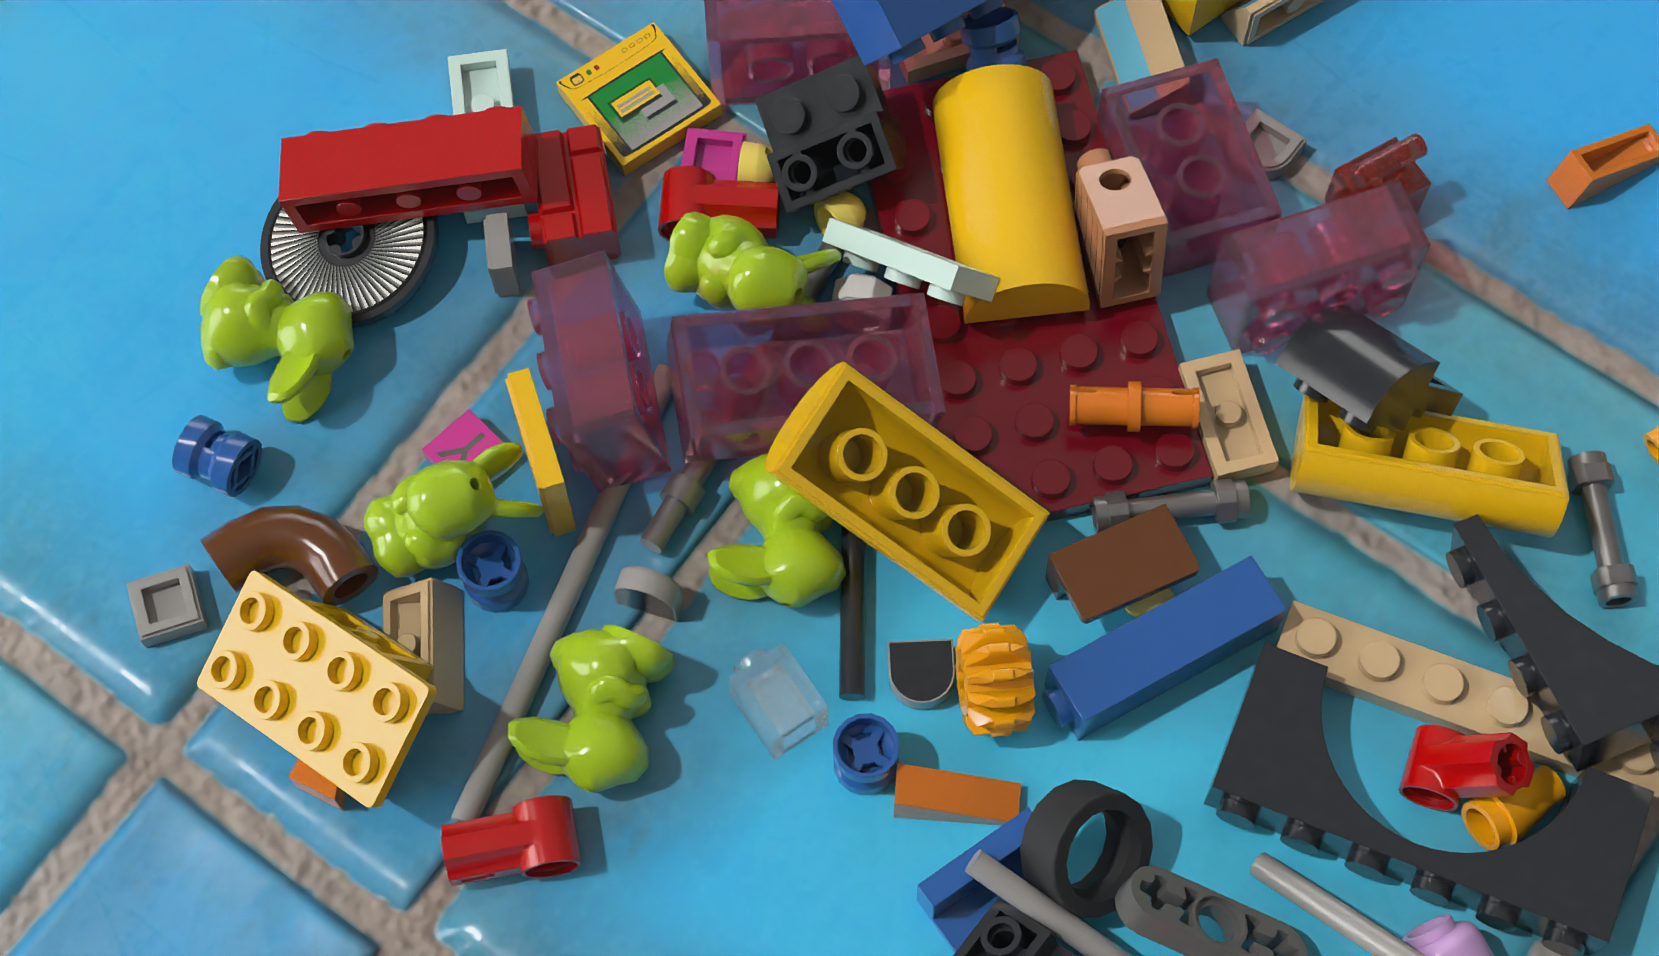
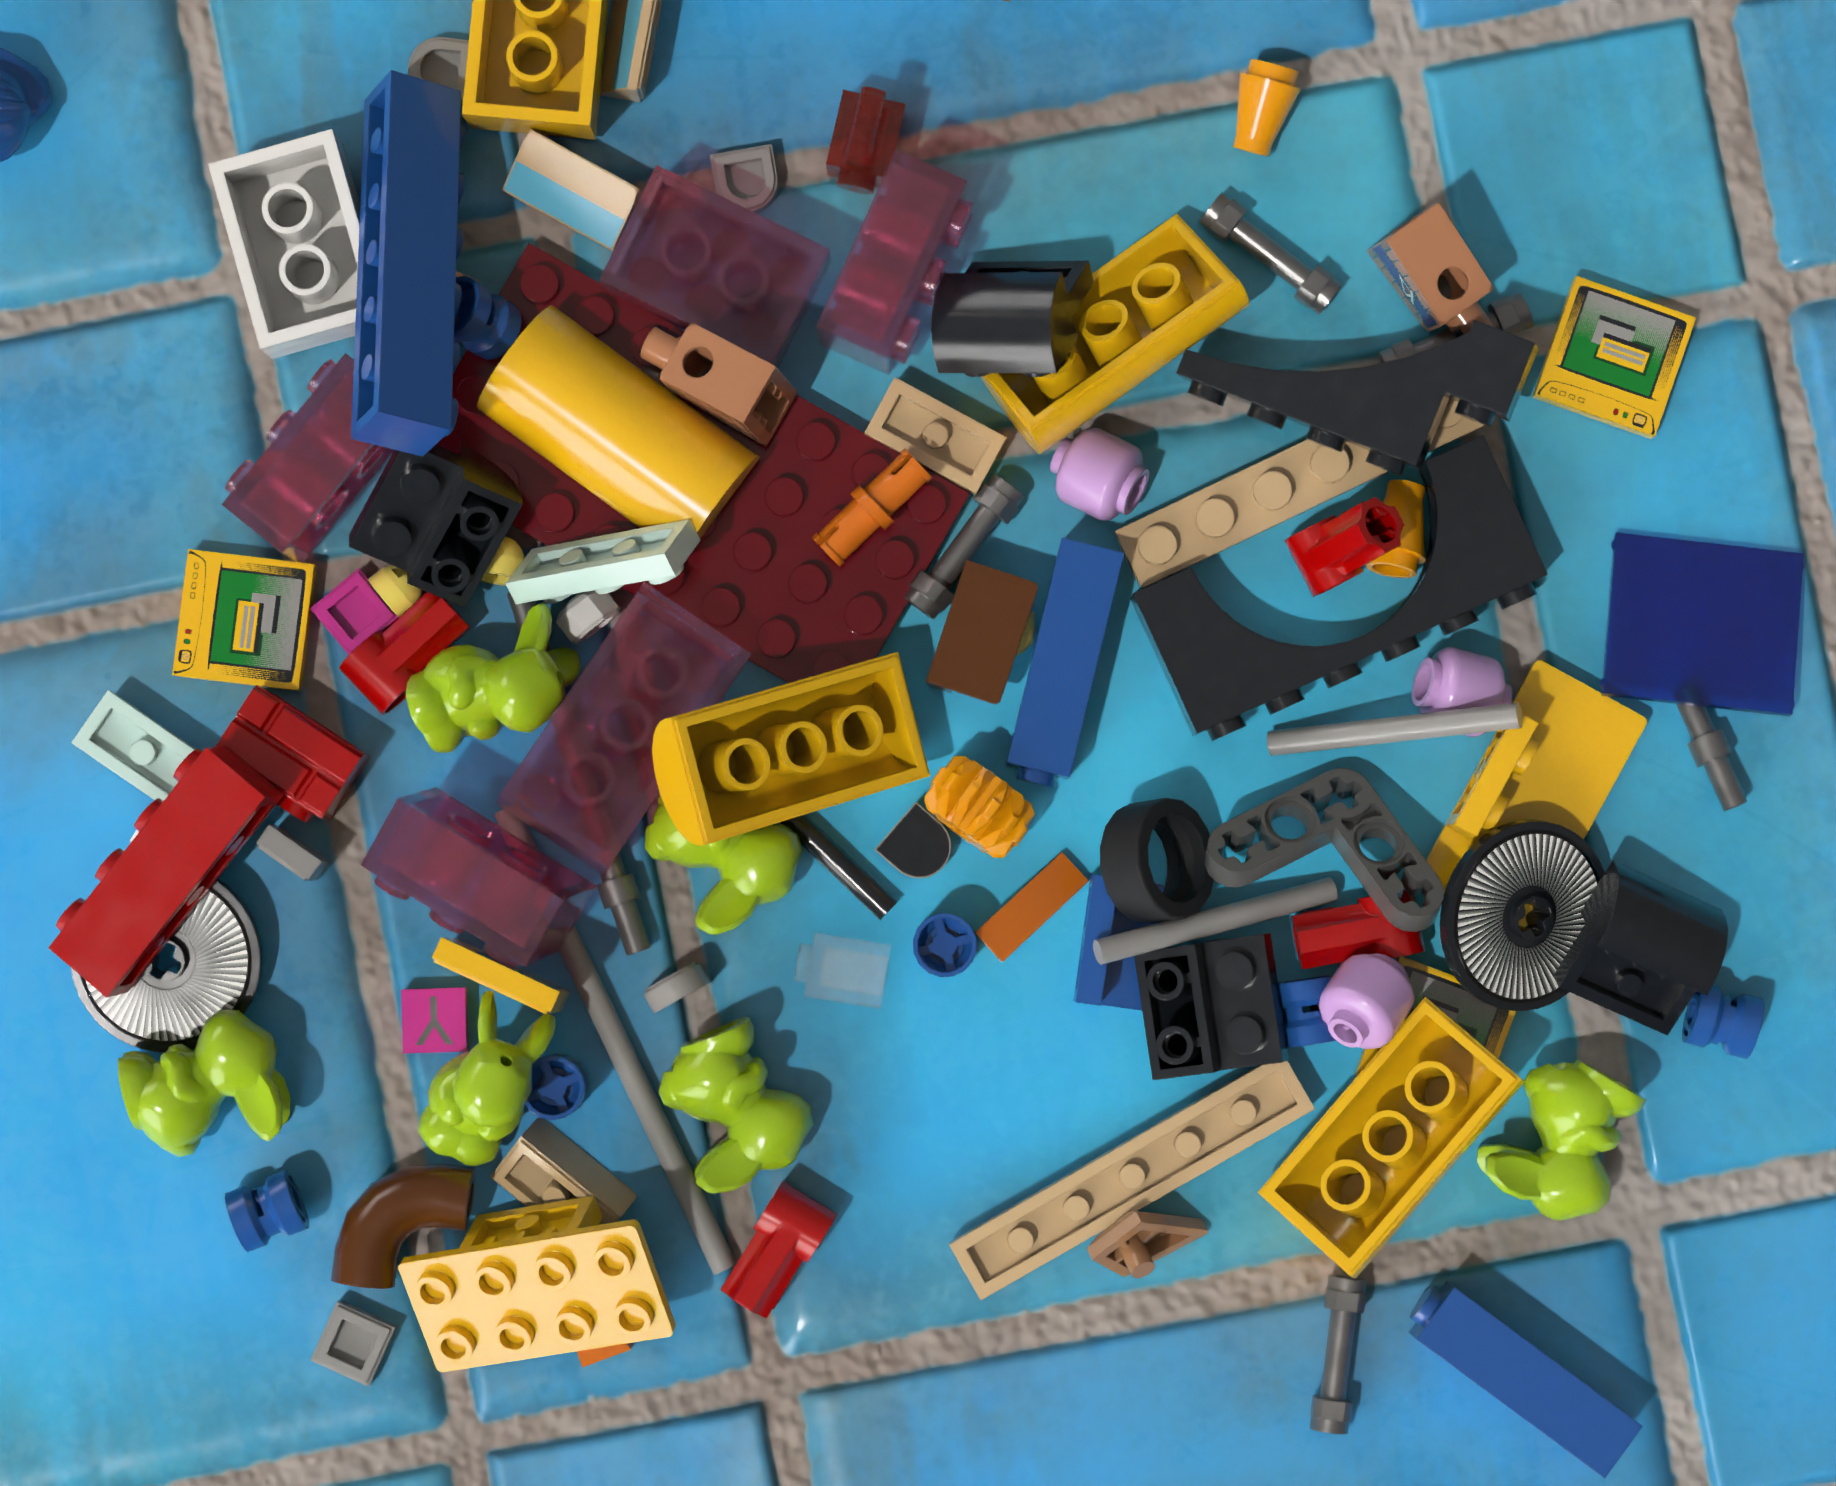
camera: 50 degrees left, 20 degrees up
(1322, 549) = (1099, 474): none -> lavender head

